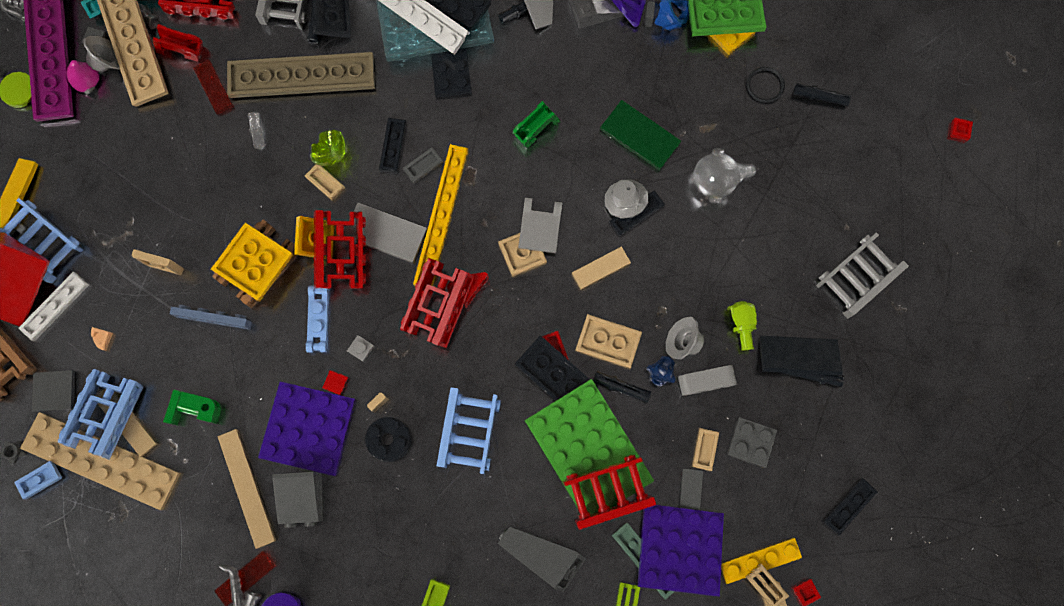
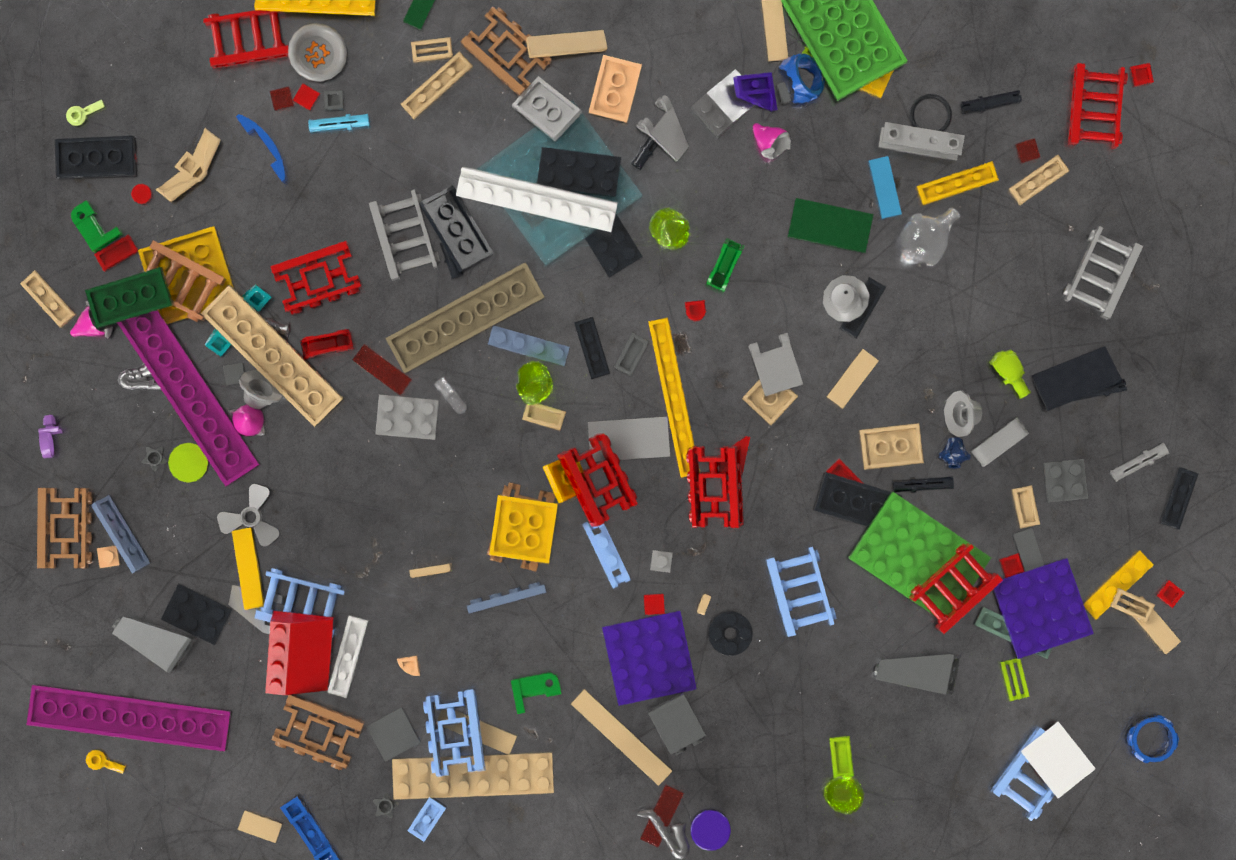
camera: 30 degrees left, 10 degrees up
(42, 168) = (230, 521): none -> light grey piece
(212, 133) = (407, 417): none -> light grey plate
(341, 120) = (528, 345): none -> sand blue plate
(494, 153) = (695, 310): none -> red tile
(504, 78) = (669, 228): none -> clear neon green piece
(623, 45) = (771, 140): none -> hat
(669, 496) = (1011, 565): none -> red tile
(700, 124) = (885, 187): none -> dark azure tile
(749, 94) = (921, 141): none -> light grey fence
(764, 148) = (957, 183): none -> yellow tile
(836, 148) = (1027, 150): none -> clear red tile
(836, 175) = (1039, 179): none -> tan tile
(850, 455) = (1135, 464): none -> light grey pin
(894, 135) = (1079, 114): none -> red fence

